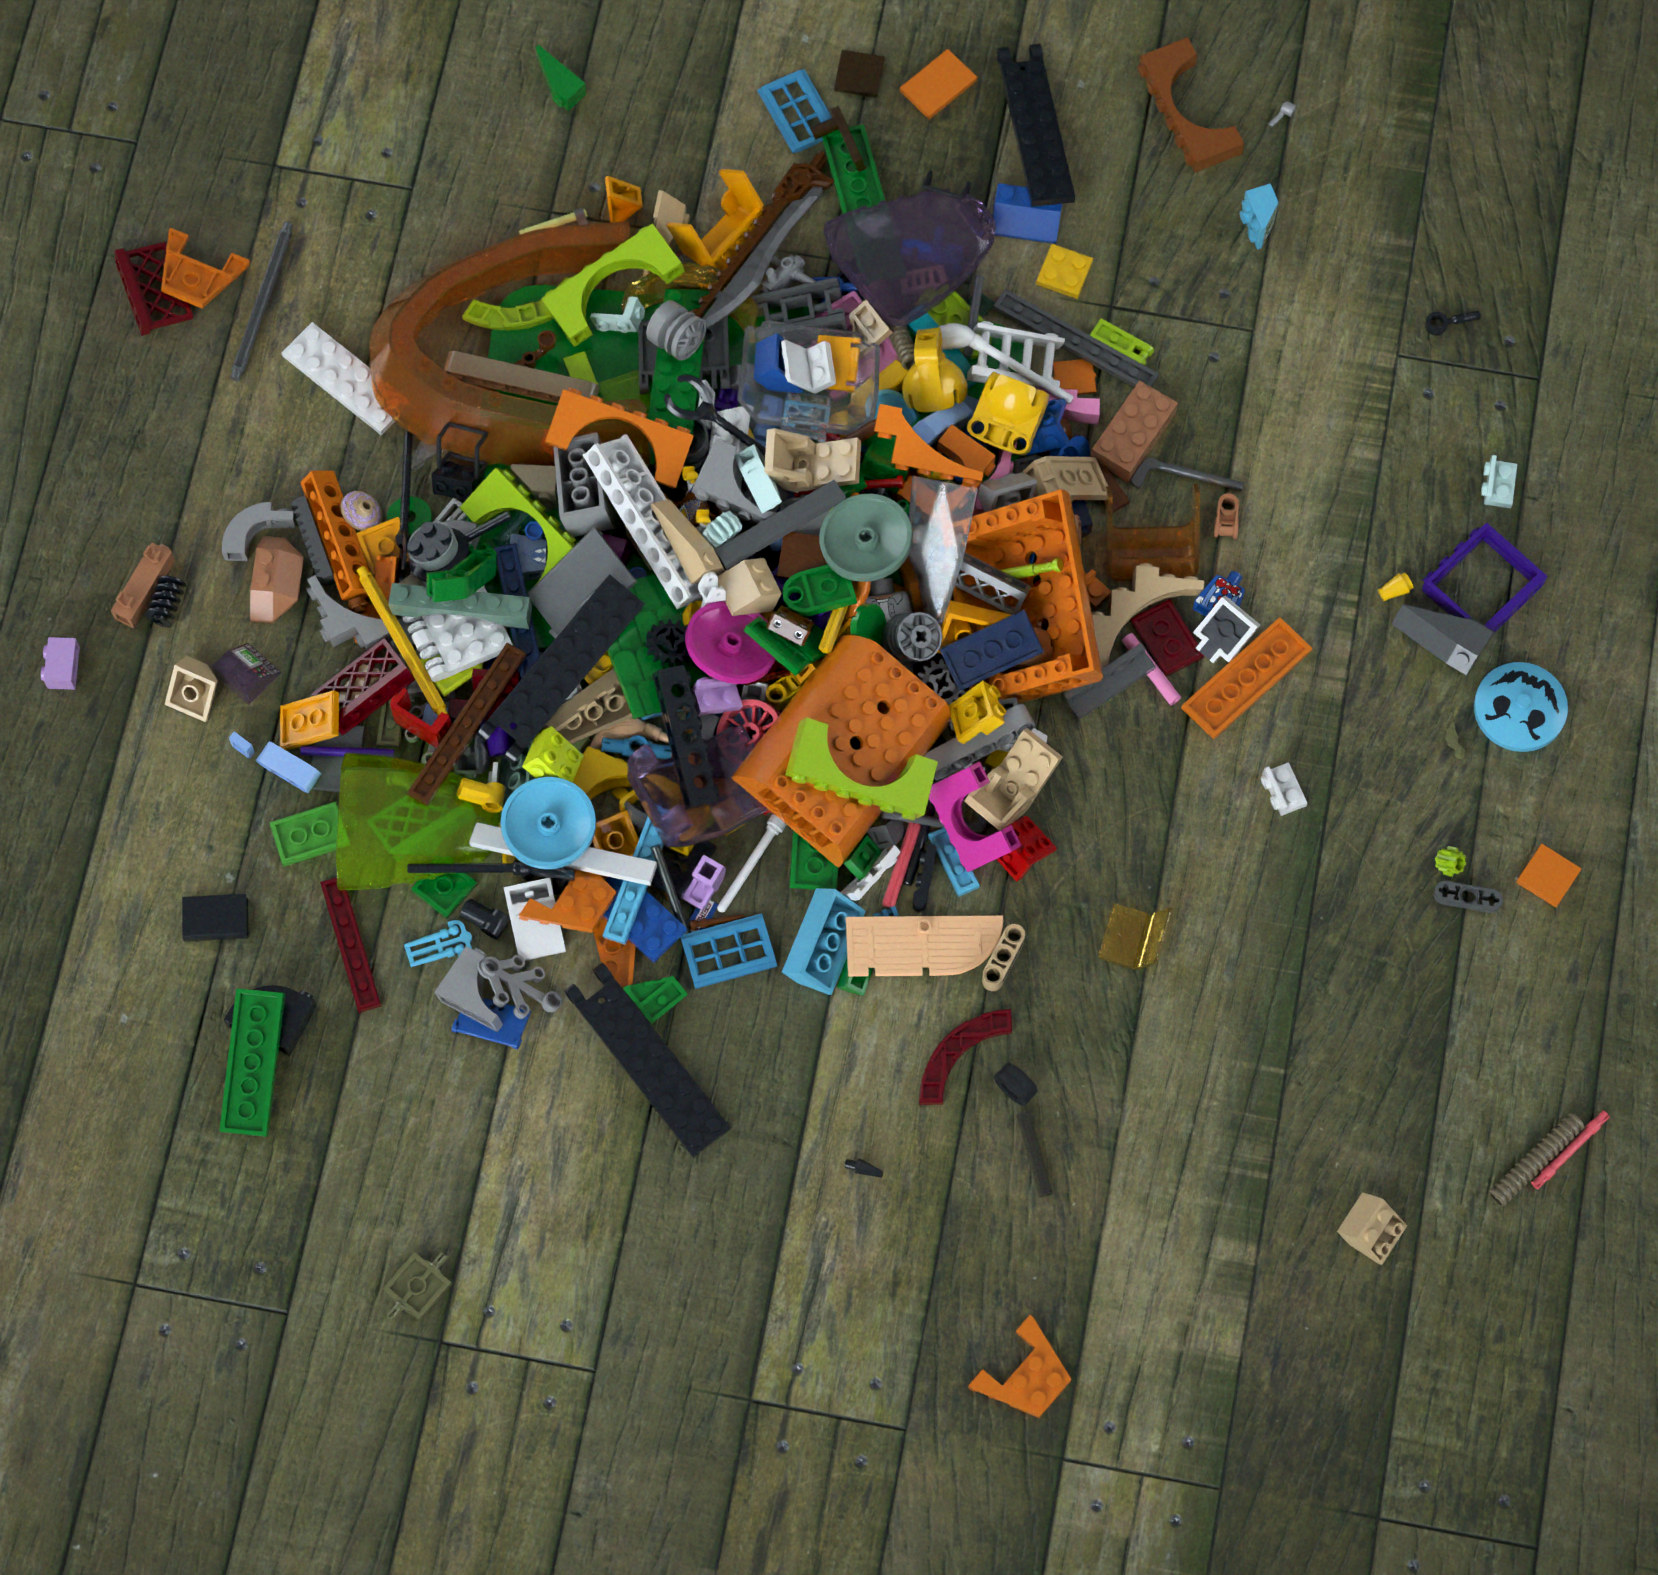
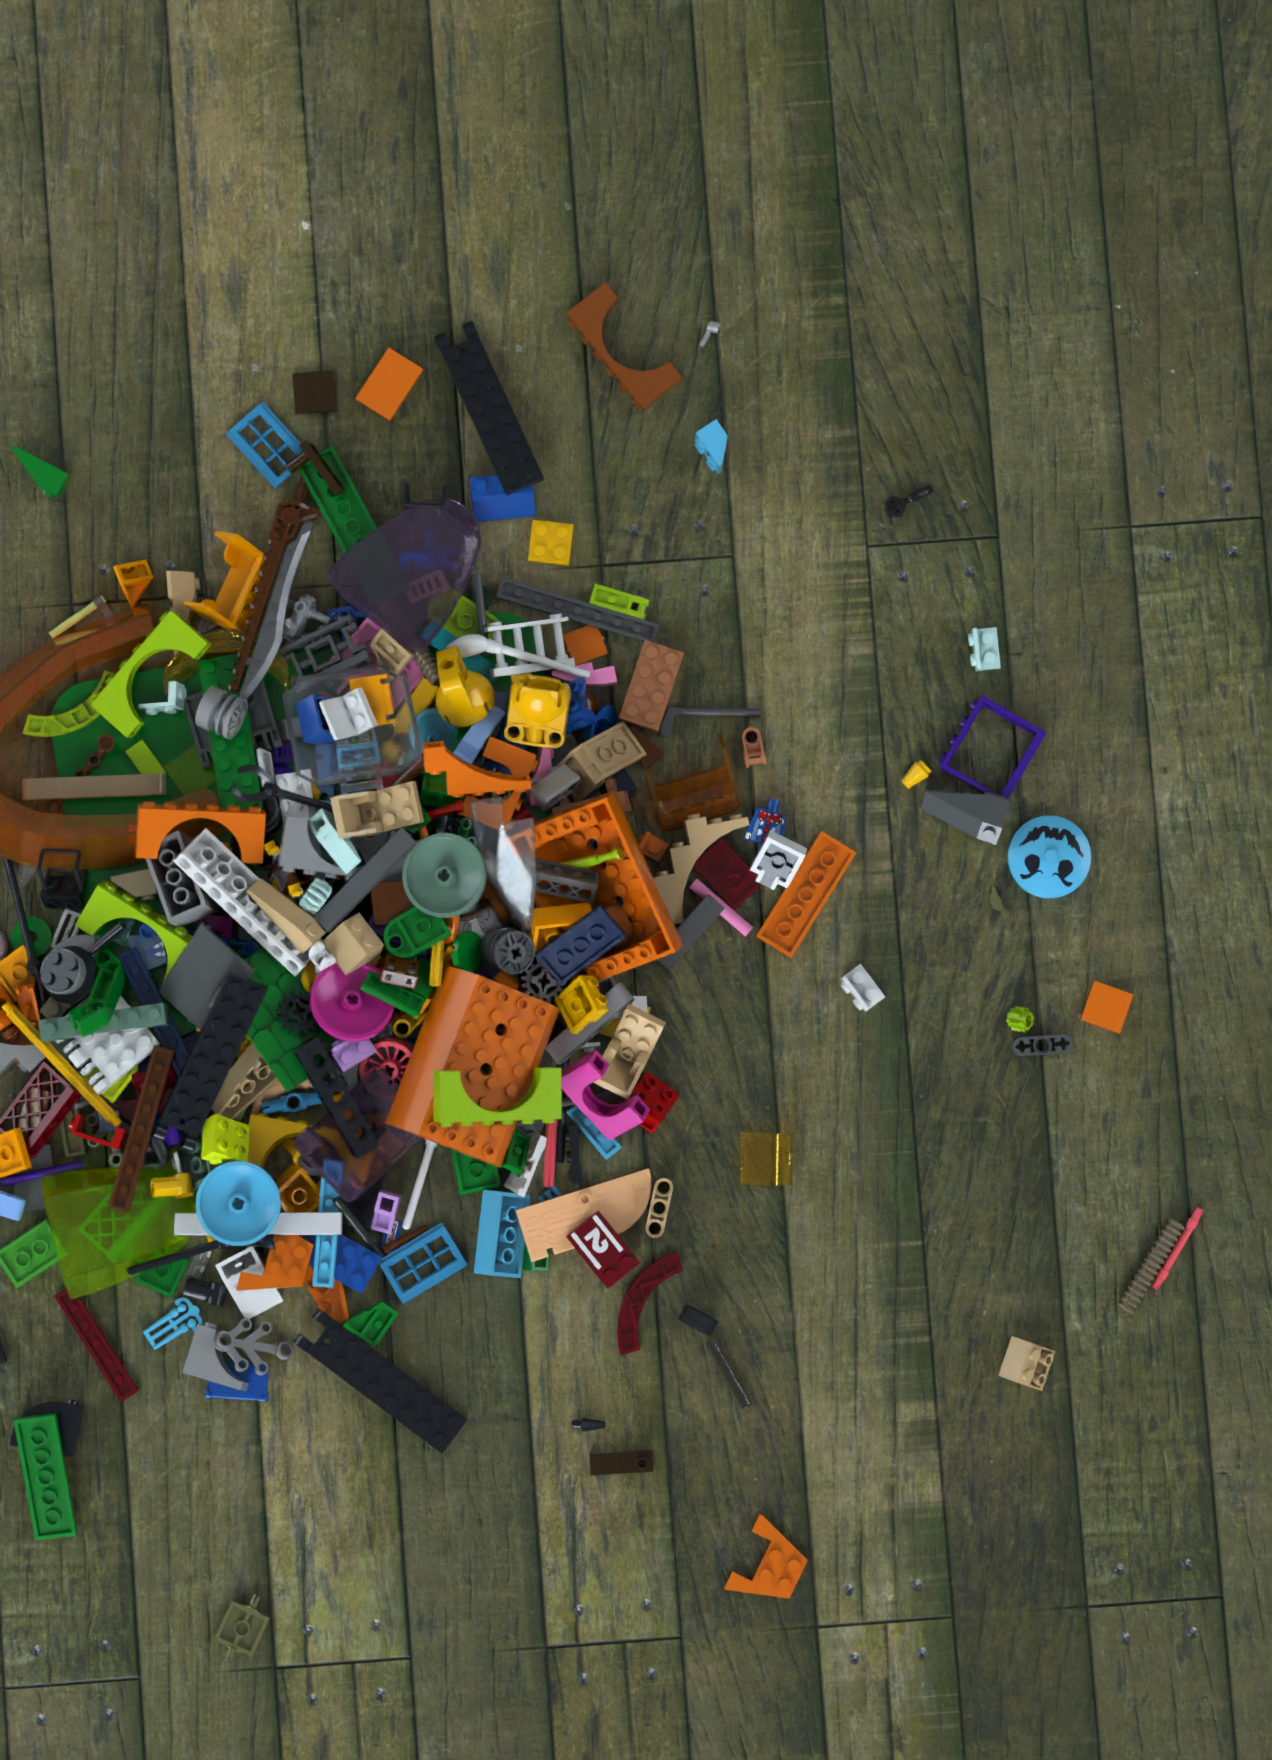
camera: 15 degrees left, 15 degrees up
(487, 889) = (199, 1264): none -> light grey sticker
(889, 1219) = (621, 1462): none -> dark brown piece
(930, 982) = (603, 1249): none -> dark red slope

